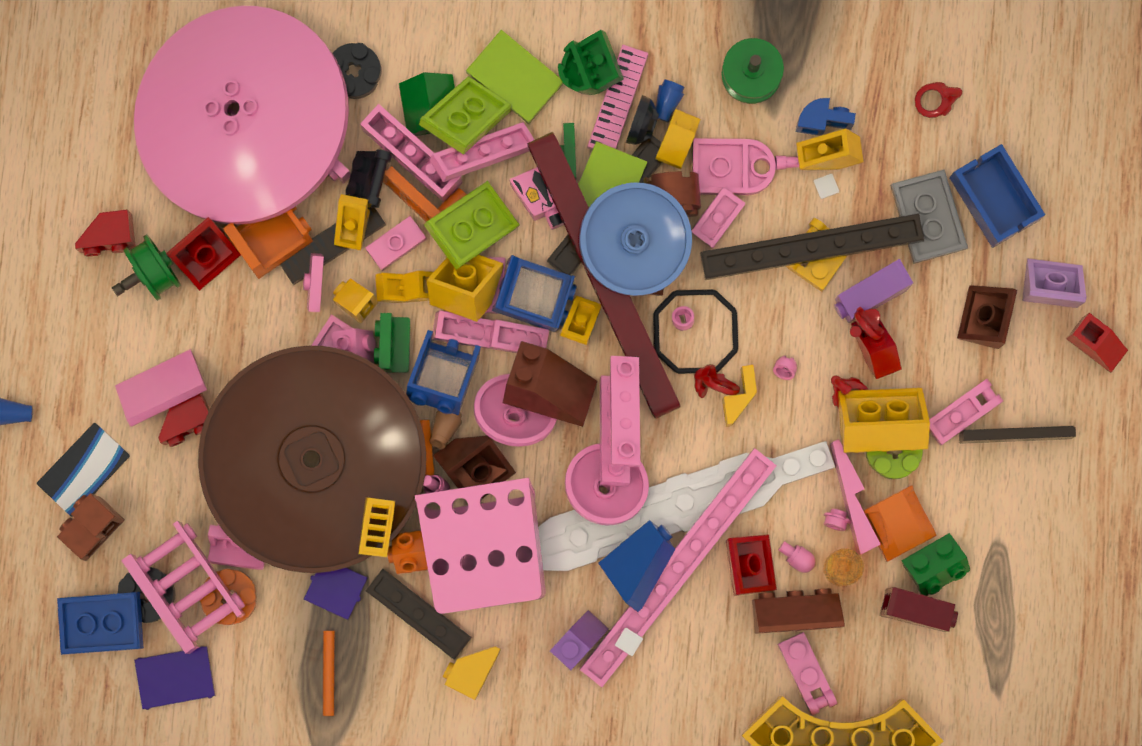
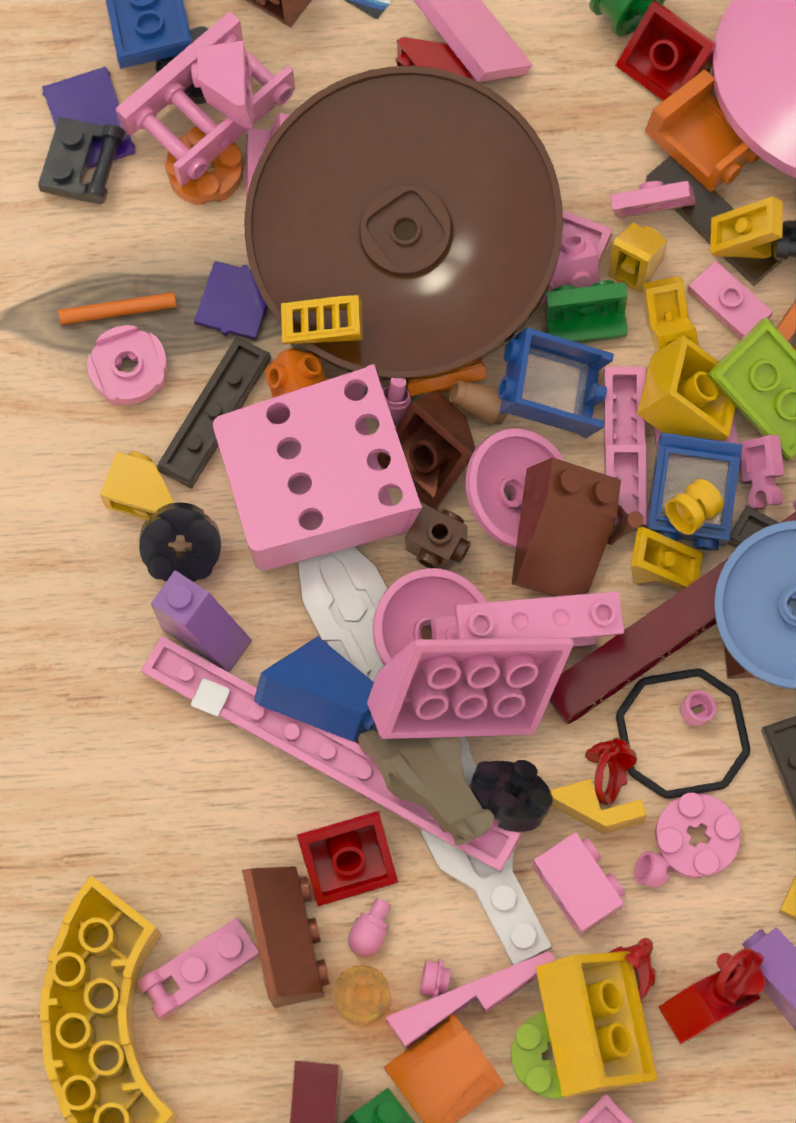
camera: 85 degrees right, 10 degrees down
(181, 569) = (226, 80): none -> bright pink slope
(207, 694) = (70, 156): none -> black plate
(388, 680) = (125, 387): none -> bright pink plate
(523, 244) = (760, 465): none -> bright pink plate
(530, 645) = (196, 527): none -> black plate
(541, 481) = (438, 538): none -> reddish brown brick
(550, 341) = (627, 524): none -> copper bar
(552, 295) = (690, 509): none -> yellow wheel
(662, 469) = (467, 687): none -> bright pink slope
(706, 502) = (433, 777): none -> dark tan animal
(716, 441) = (496, 784): none -> black plate
(766, 318) = (721, 829): none -> bright pink plate
(788, 416) = (579, 883): none -> bright pink brick

